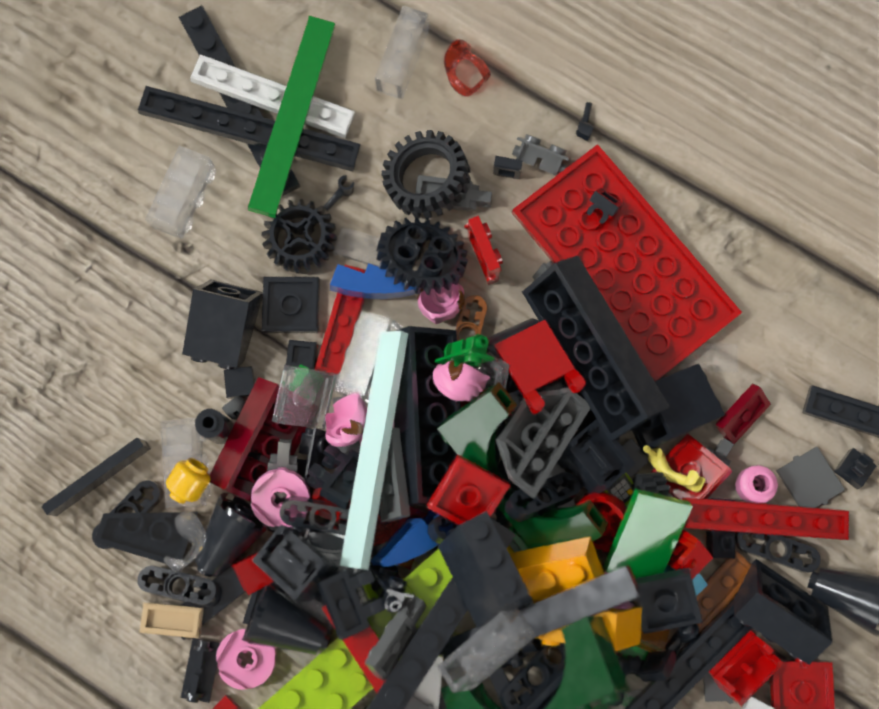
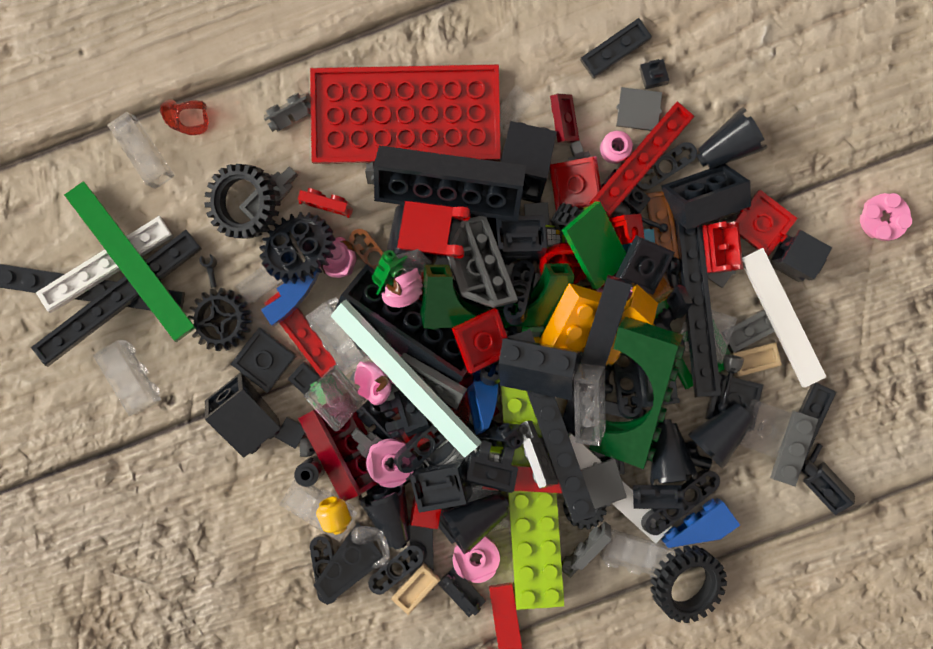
camera: 60 degrees left, 10 degrees up
(95, 477) = (284, 572): black tile -> none
(507, 167) = (279, 142): black tile -> none
(584, 129) = (292, 68): black hand -> none
(605, 202) = (356, 95): black tile -> none
(659, 462) = (552, 198): light yellow piece -> none
(705, 538) = (624, 209): none -> hinge

